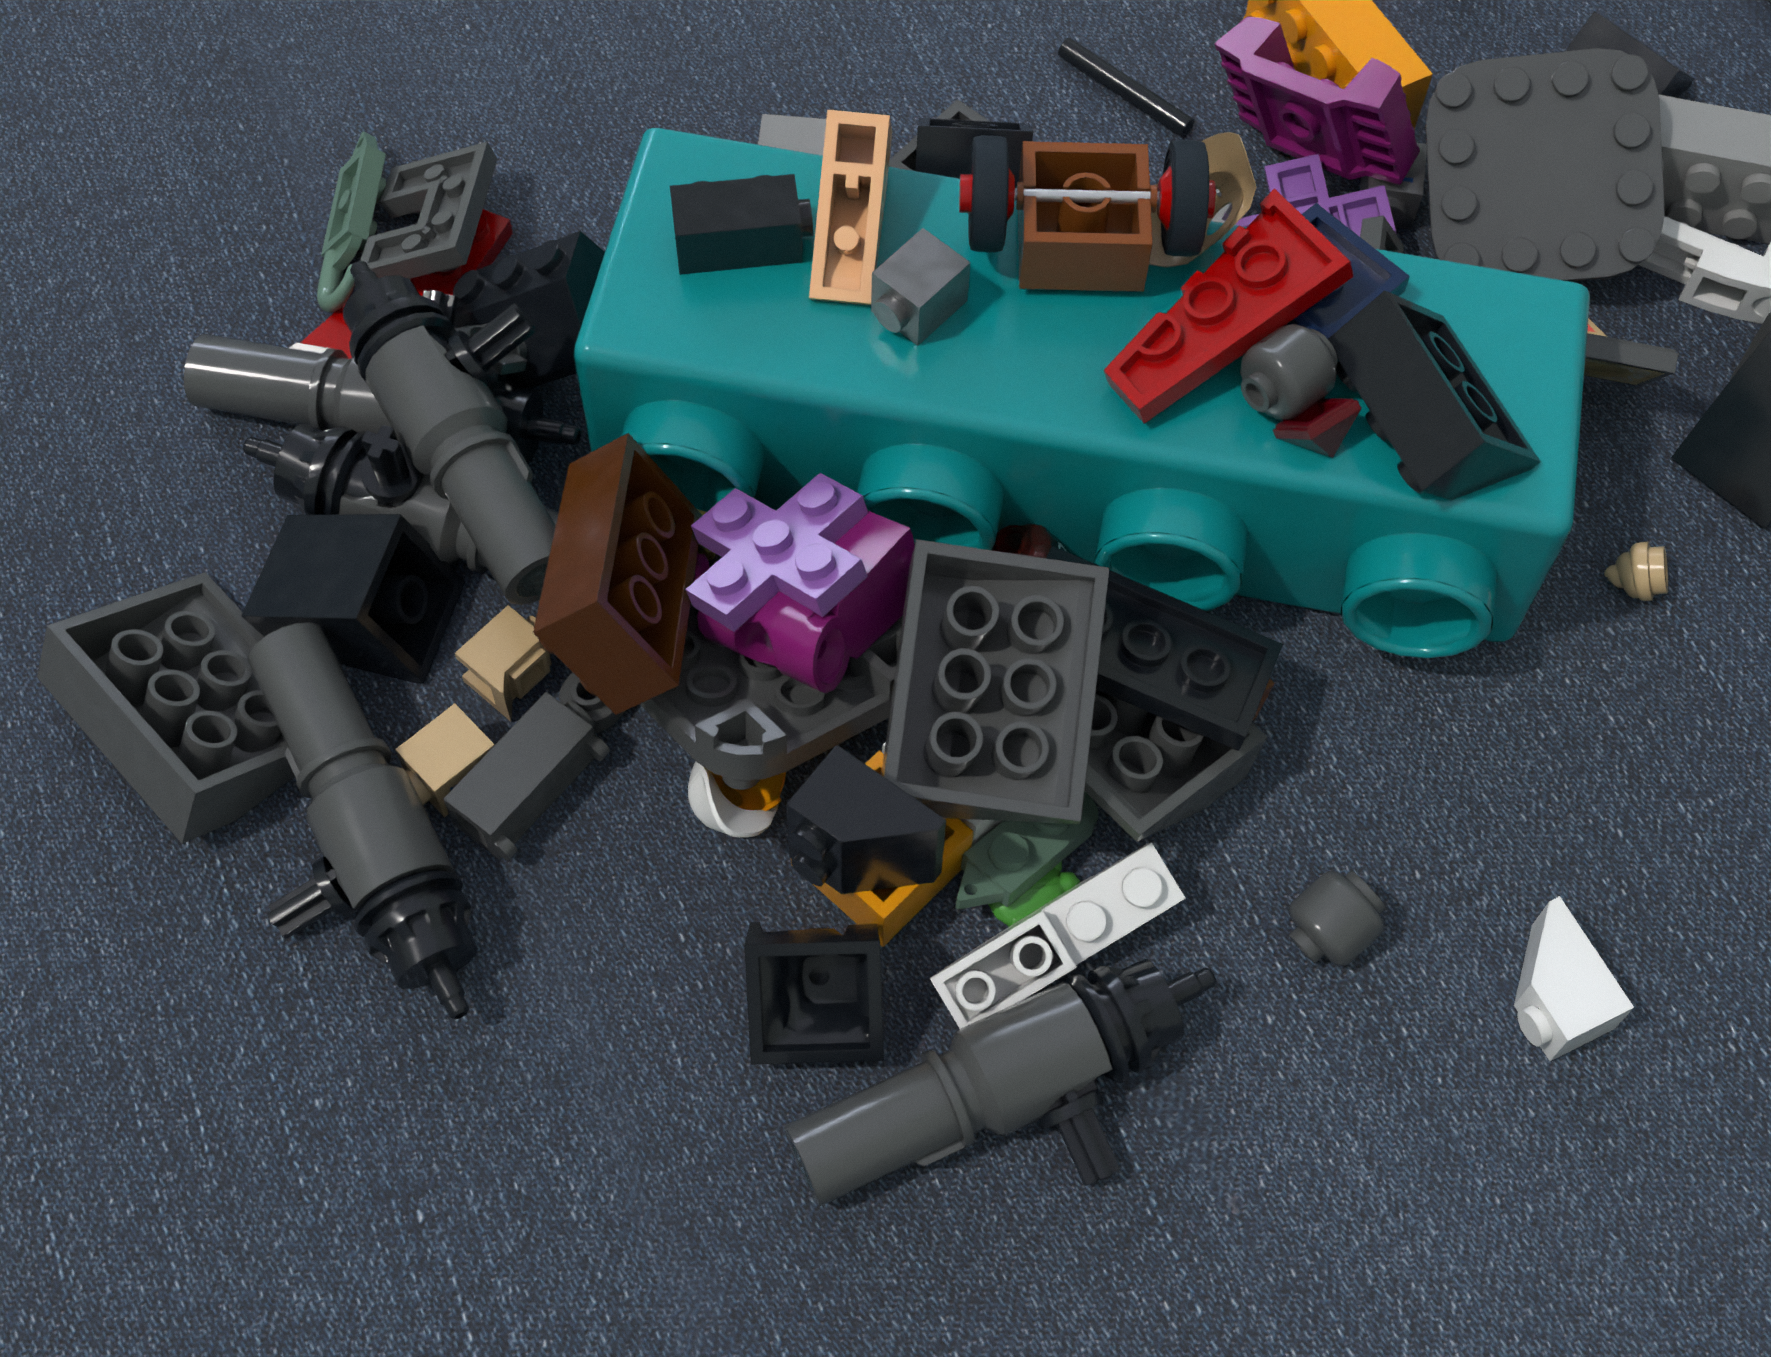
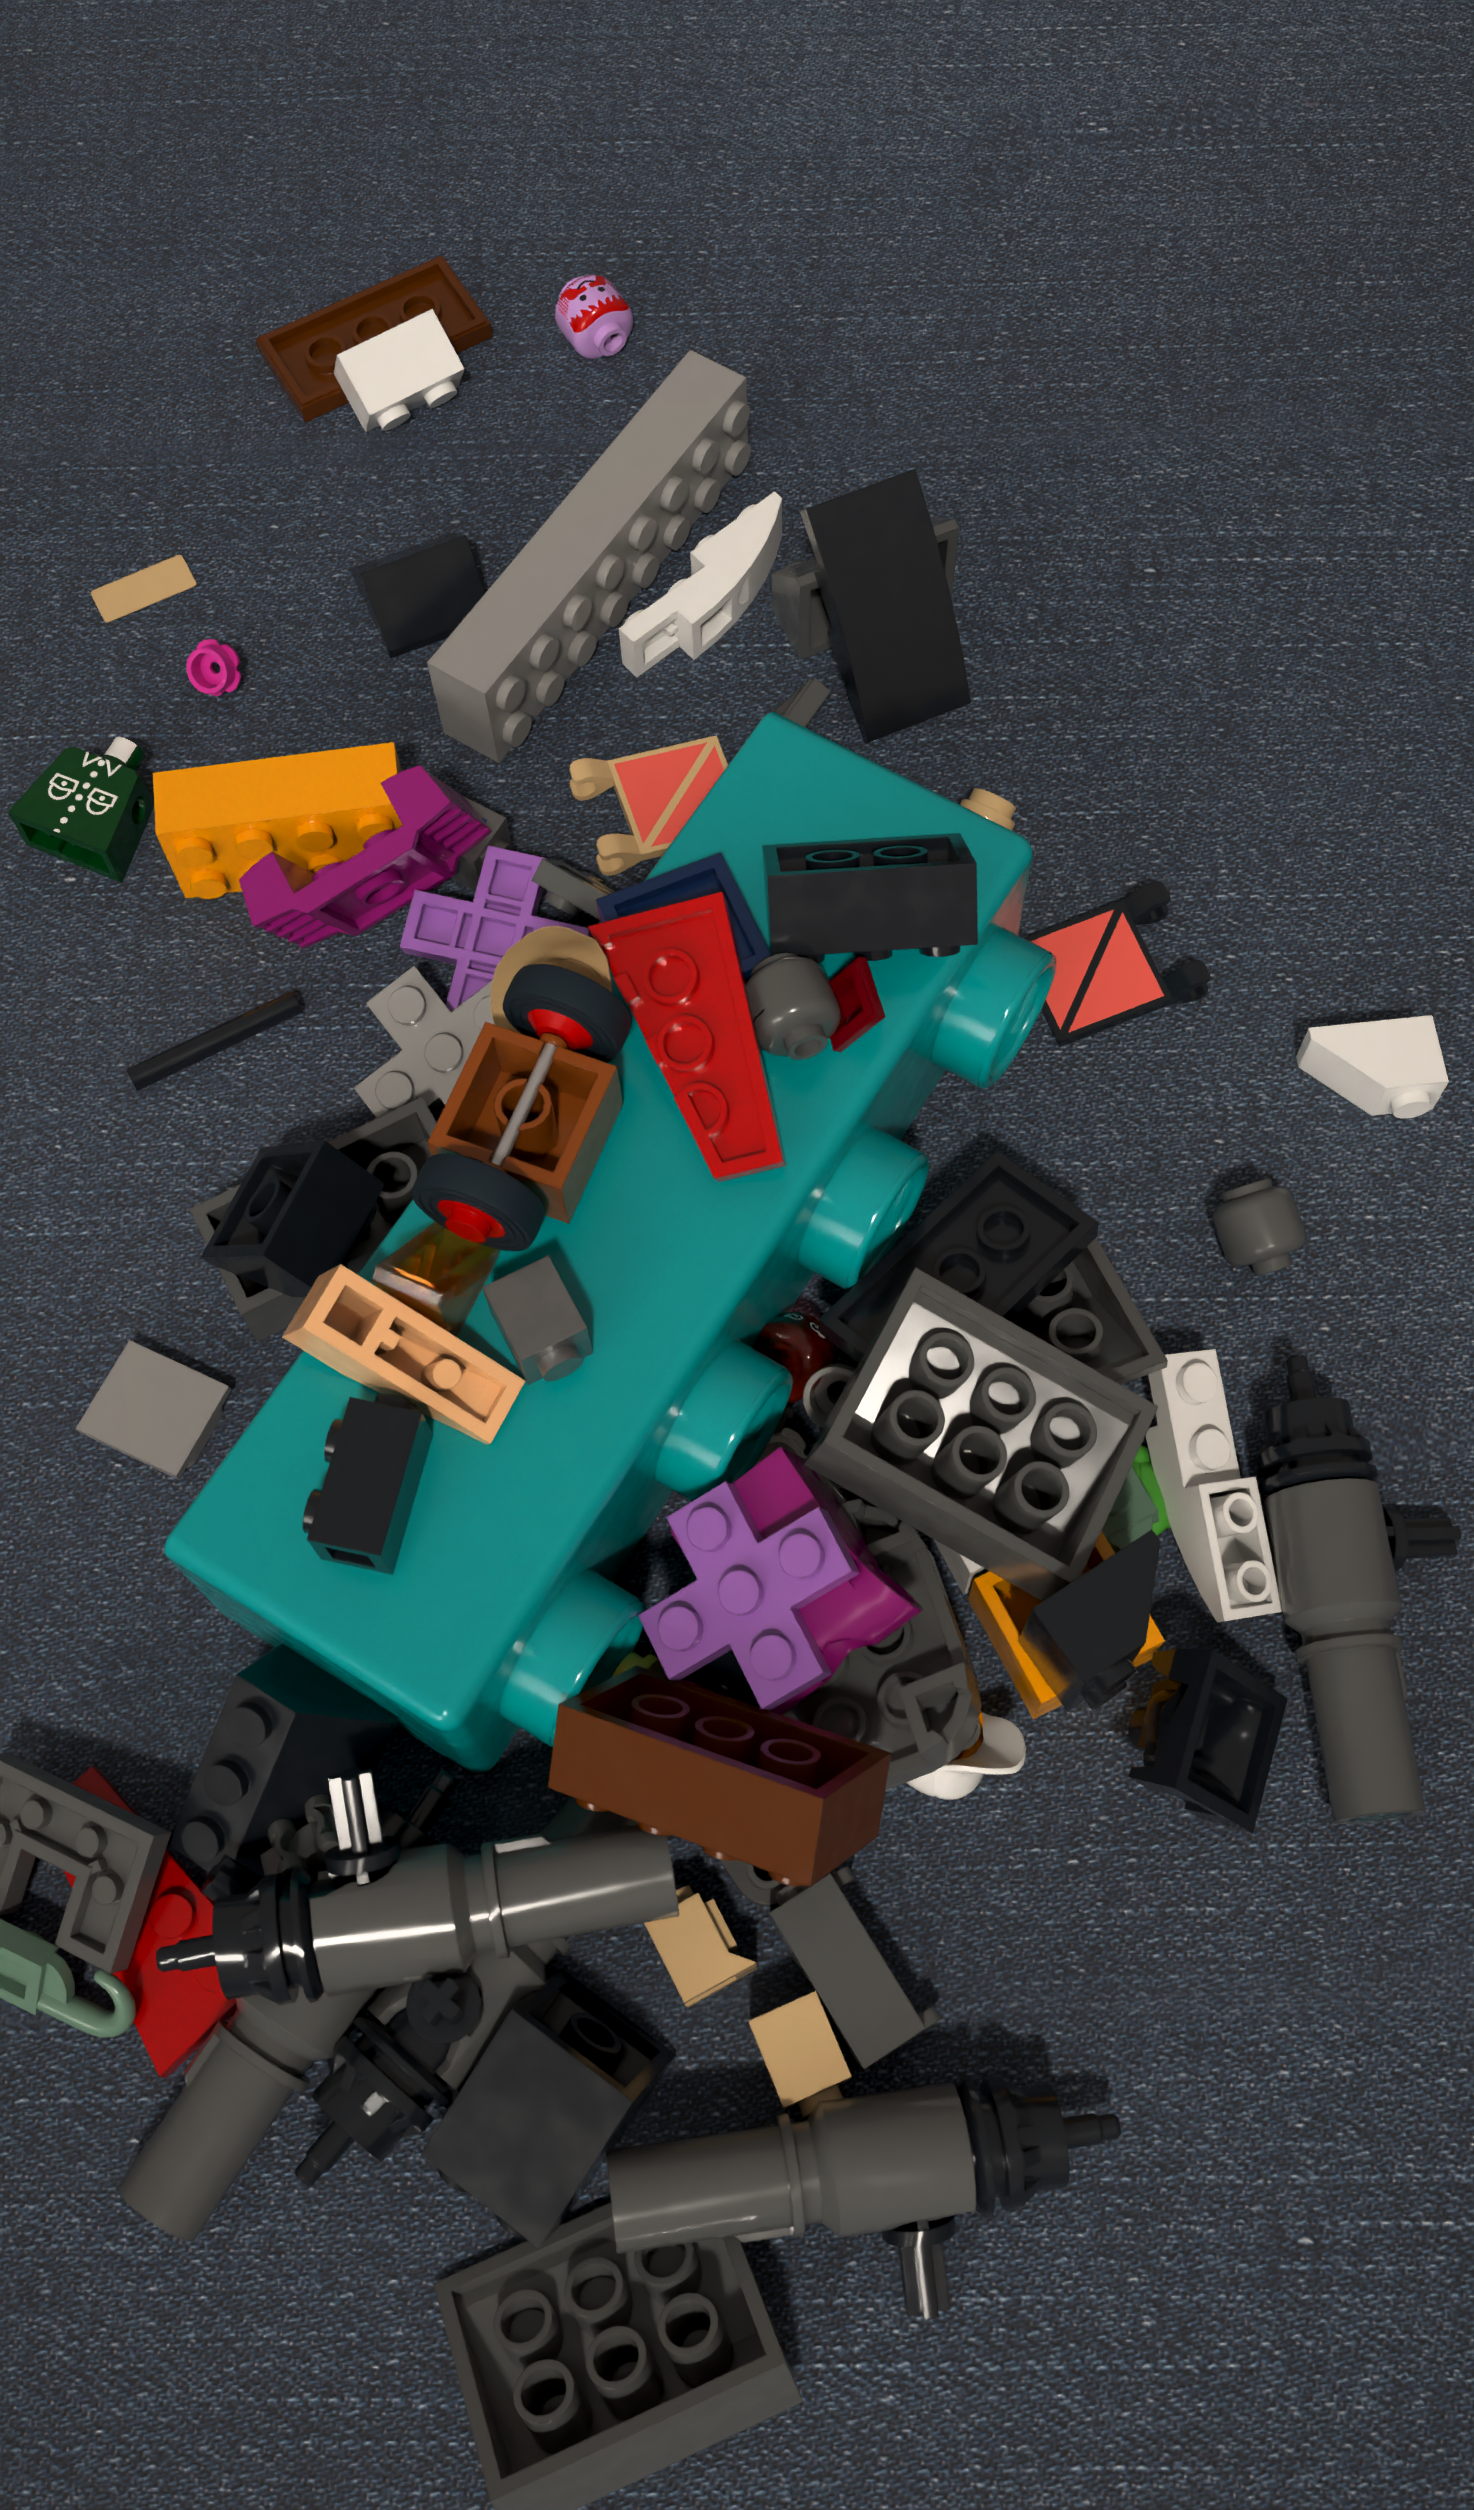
camera: 65 degrees left, 5 degrees up
(922, 198) = (437, 1275): none -> clear orange slope
(1540, 718) = (1107, 970): none -> flag
(1547, 164) = (545, 697): dark grey plate -> none

